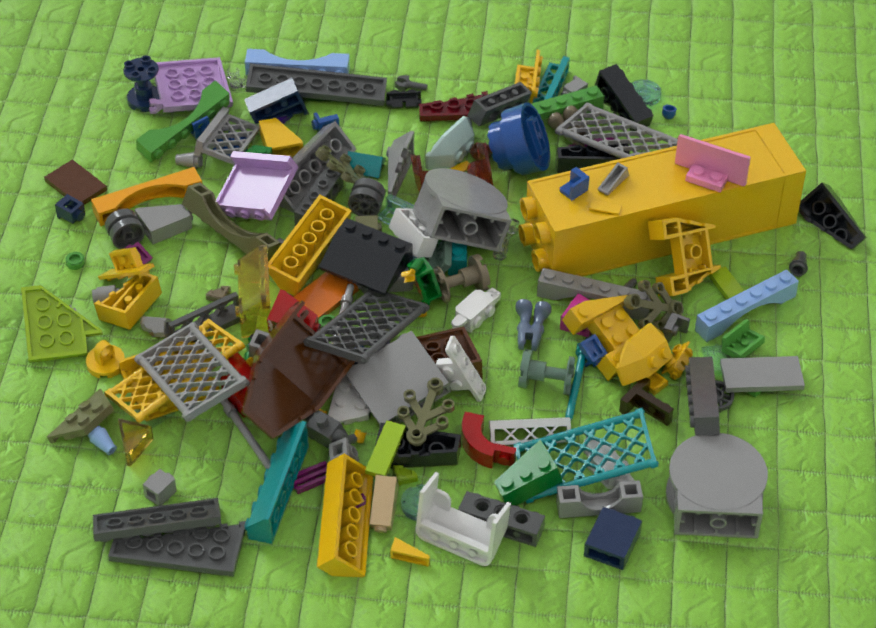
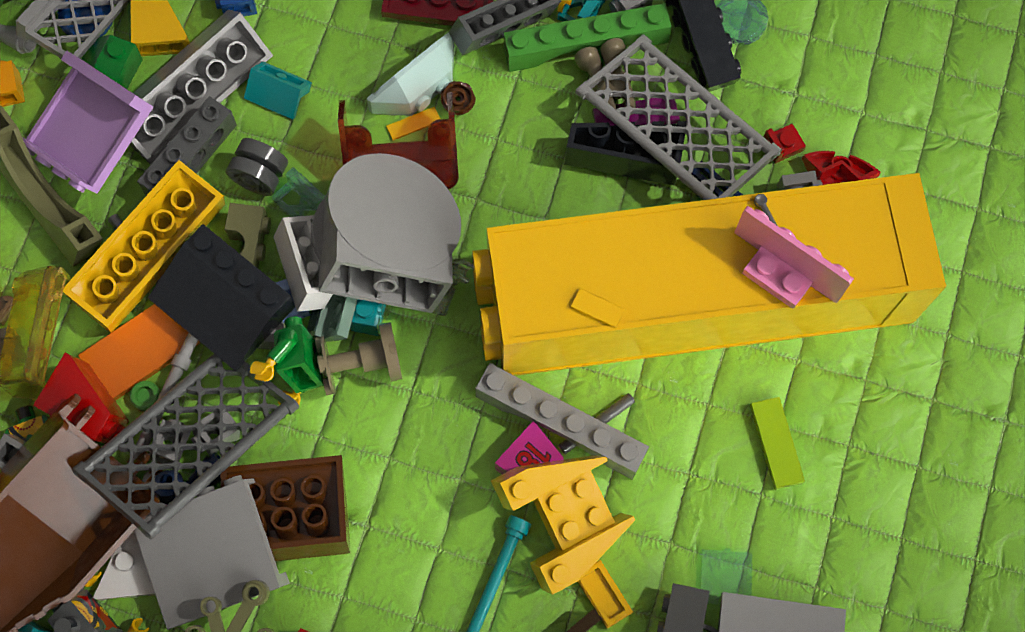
camera: 10 degrees right, 25 degrees up
(333, 164) = (239, 111): olive plant -> none
(399, 161) = (329, 84): light grey wedge -> none
(460, 370) = (307, 558): white bracket -> none
(475, 309) = (369, 417): white hinge -> none
(520, 140) = (515, 105): blue piece -> none
(525, 330) = (442, 472): sand blue piece -> none
(539, 371) = (434, 566): sand green piece -> none
(577, 185) = (558, 257): blue panel -> none
(592, 350) = (527, 539): blue bracket -> none
(614, 178) = (624, 255): light grey piece -> none
(634, 301) = (675, 471): olive plant -> none
(643, 355) = (604, 575): yellow wedge -> none
(668, 111) = (769, 65): blue hinge -> none
(674, 324) = (664, 511): flat silver bracket -> none
(680, 355) = (664, 564): yellow hinge -> none
(689, 252) = (724, 385): yellow wedge -> none
(720, 317) = (791, 486): light blue arch -> none
(741, 341) = (766, 559): bright green bracket -> none
(798, 265) = (896, 414): dark grey cone -> none
(828, 213) = (972, 325): black wedge -> none

